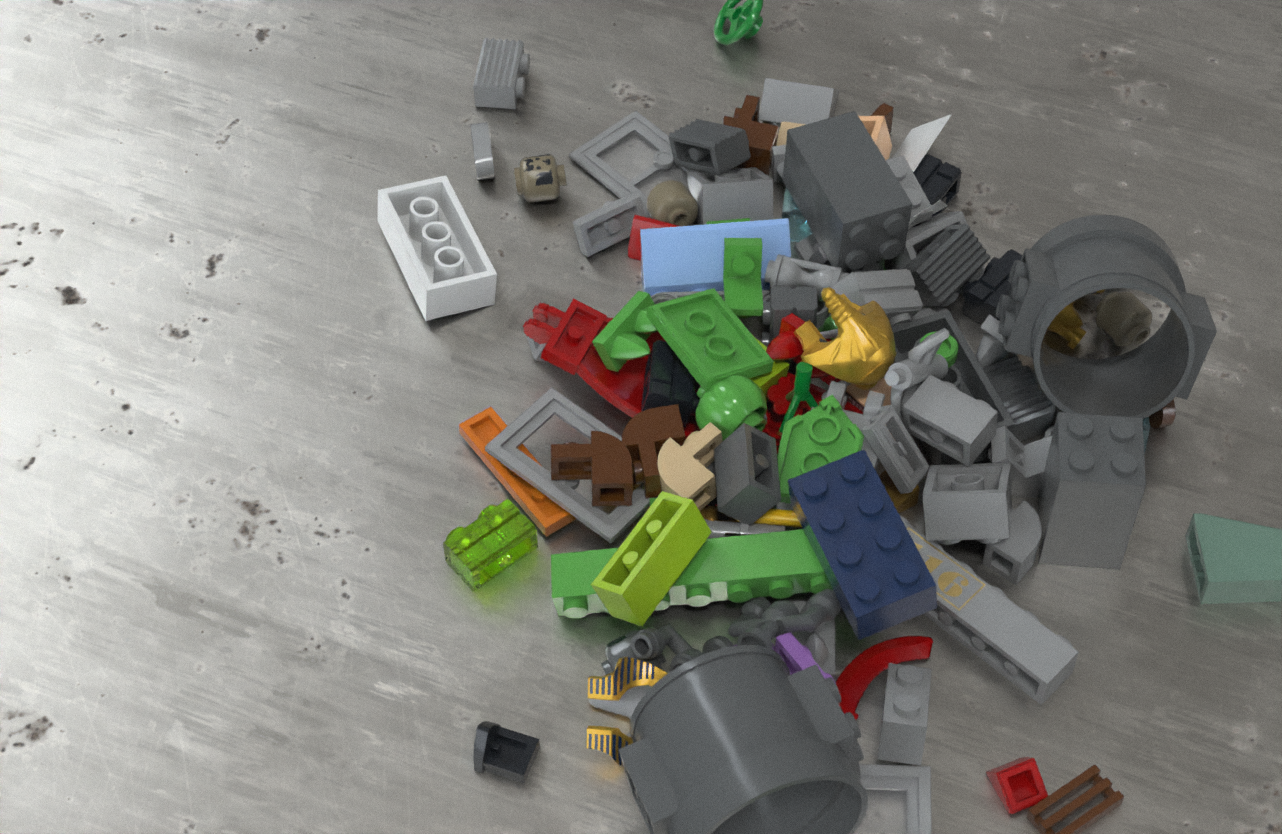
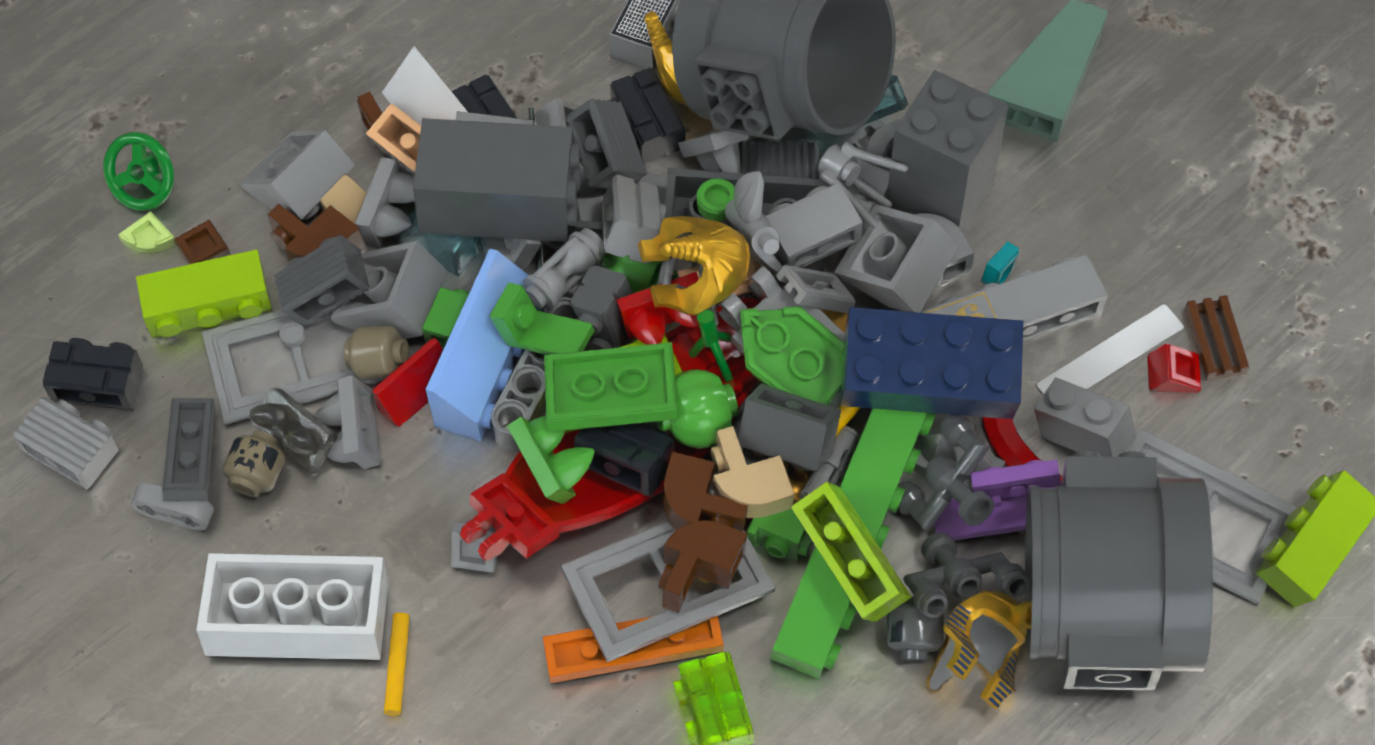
camera: 65 degrees left, 10 degrees up
(428, 333) = (396, 664): none -> yellow piece
(529, 137) = (189, 449): none -> dark grey tile
(562, 65) = (93, 373): none -> black brick
(583, 189) = (294, 428): none -> clear smoke tile
(661, 91) = (204, 294): none -> lime brick
(697, 49) = (147, 235): none -> yellowish green tile
(706, 82) = (202, 243): none -> reddish brown tile
(1005, 728) = (1118, 349): none -> white sticker
(1028, 423) = (841, 166): none -> light grey plant
(1028, 594) = (1001, 264): none -> teal tile

